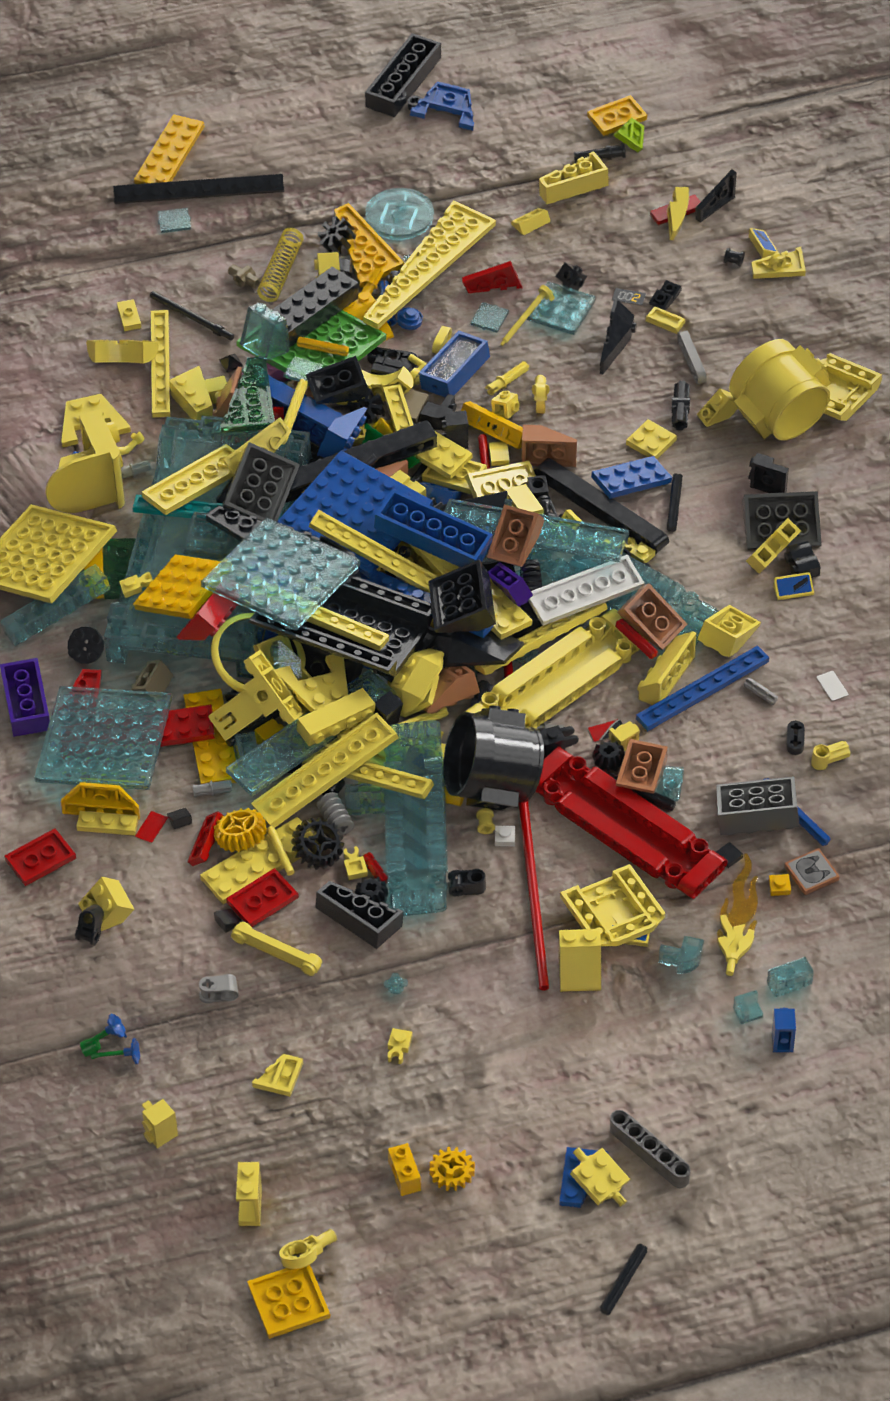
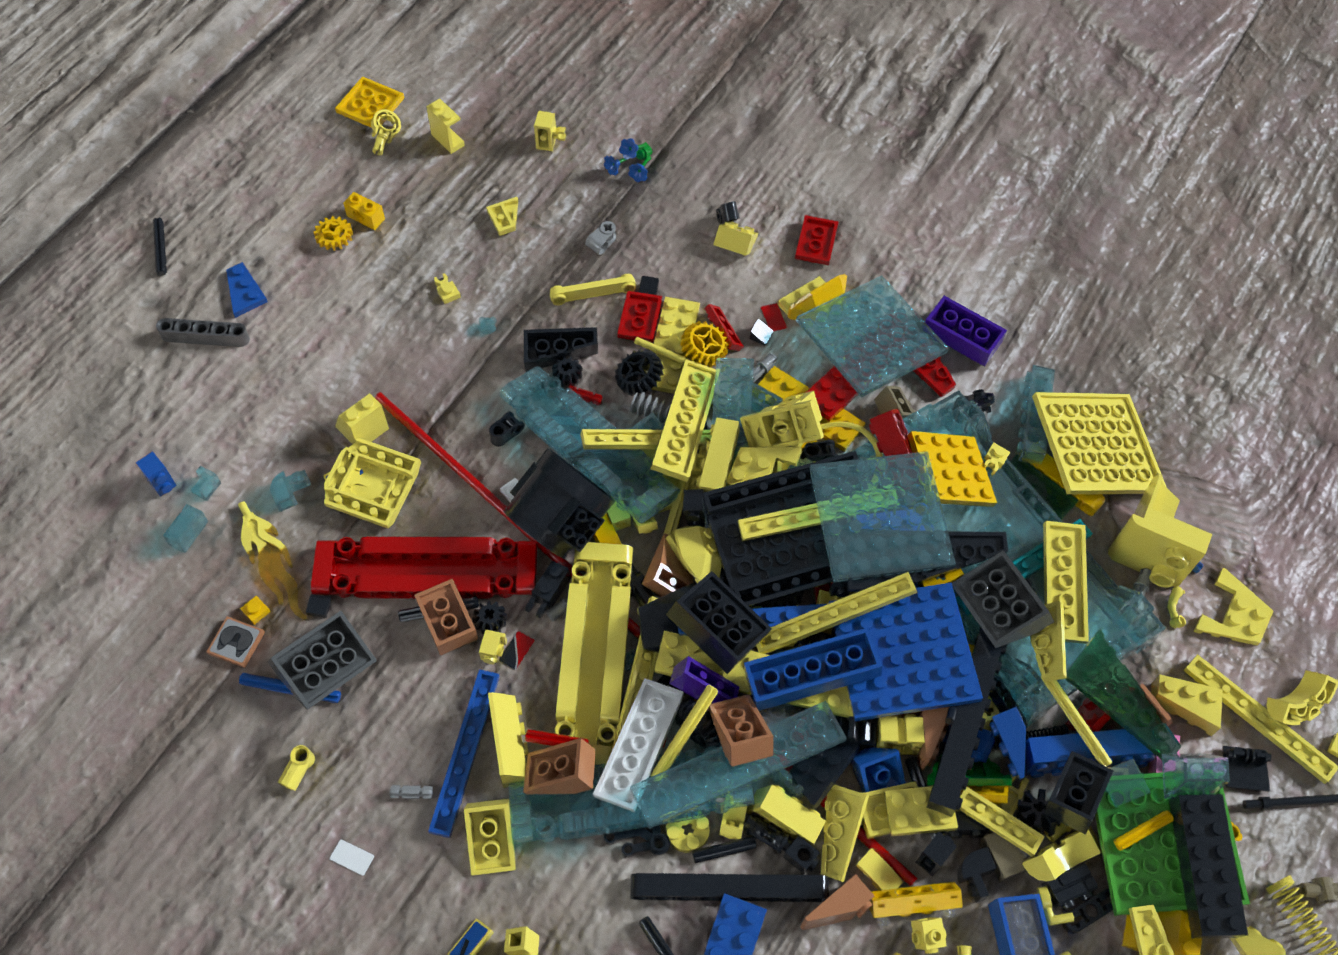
camera: 135 degrees right, 10 degrees up
(204, 350) = (1247, 768): none -> black hinge
(215, 387) = (1183, 725): light yellow brick -> none
(355, 865) = (600, 384): light yellow plate -> none
(550, 565) = (686, 730): none -> light yellow axle
(600, 1176) = (224, 290): light yellow plate -> none
(640, 551) = (648, 864): light yellow plate -> none
(672, 781) = (417, 635): clear light blue piece -> none
(799, 738) = (339, 769): black beam -> none

